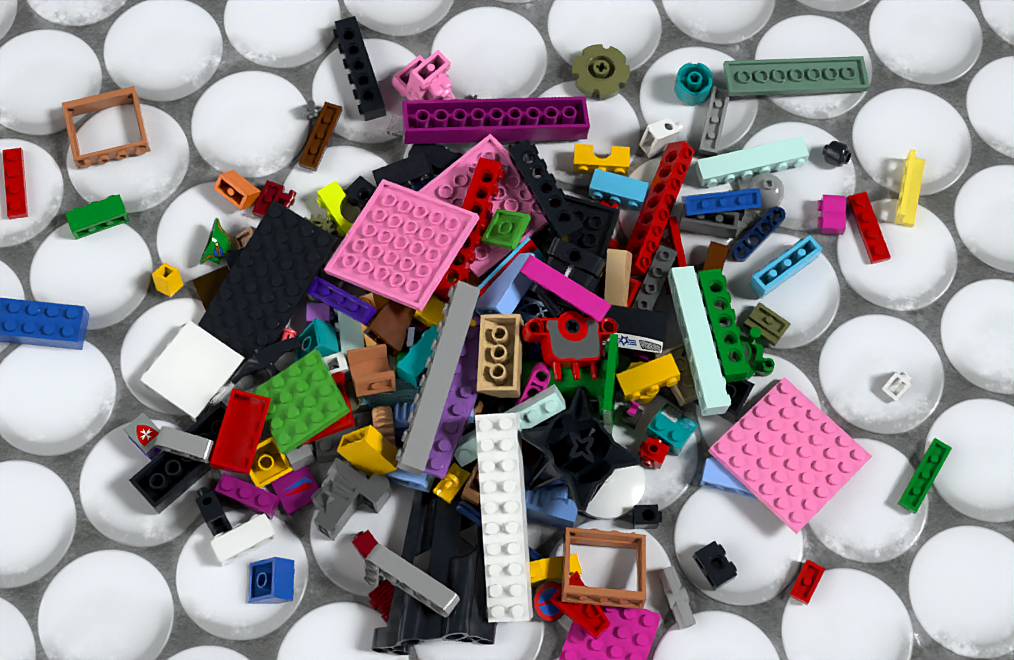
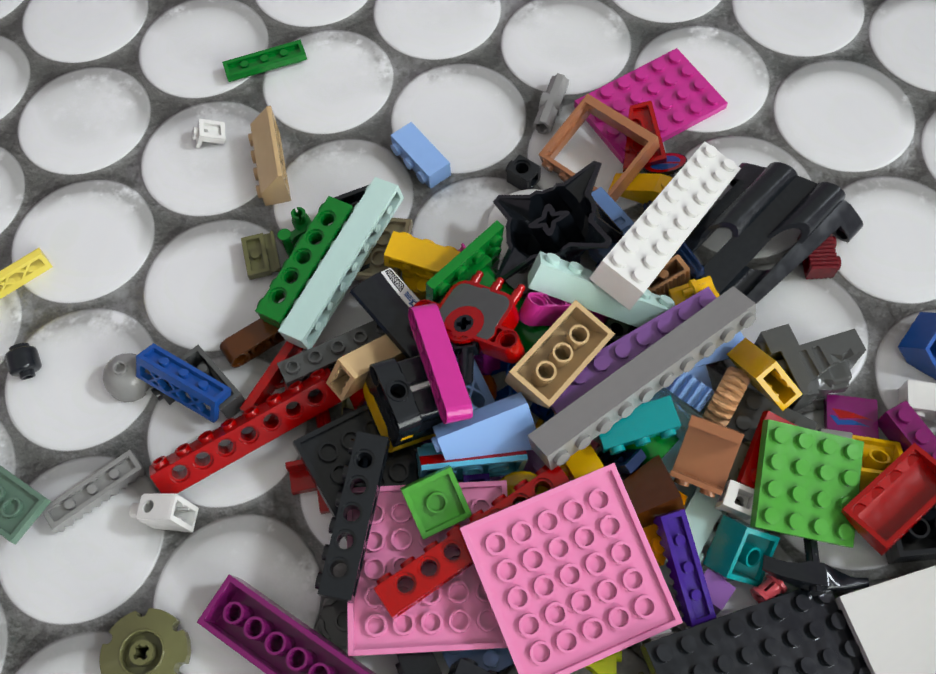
camera: 135 degrees left, 5 degrees down
(364, 543) = (810, 314): dark red brick -> none
(384, 563) = (815, 252): light grey beam -> none
(585, 161) = (267, 553): yellow arch -> none
(618, 189) = (266, 489): medium azure brick -> none
(653, 452) = (470, 214): red brick -> none
(671, 428) = (436, 222): teal slope -> none
(693, 83) = (67, 549): teal brick -> none
(715, 577) = (498, 104): black brick -> none
(751, 162) = (107, 415): light aqua brick -> none
(758, 234) = (180, 337): dark blue beam -> none
(785, 266) = (190, 286): medium azure brick -> none
(789, 454) = (353, 136): bright pink plate -> none
(806, 582) = (434, 51): red plate -> none
(830, 393) = (269, 159): none -> tan slope
(832, 214) = (95, 307): dark pink brick -> none
(869, 228) = (78, 276): red plate -> none

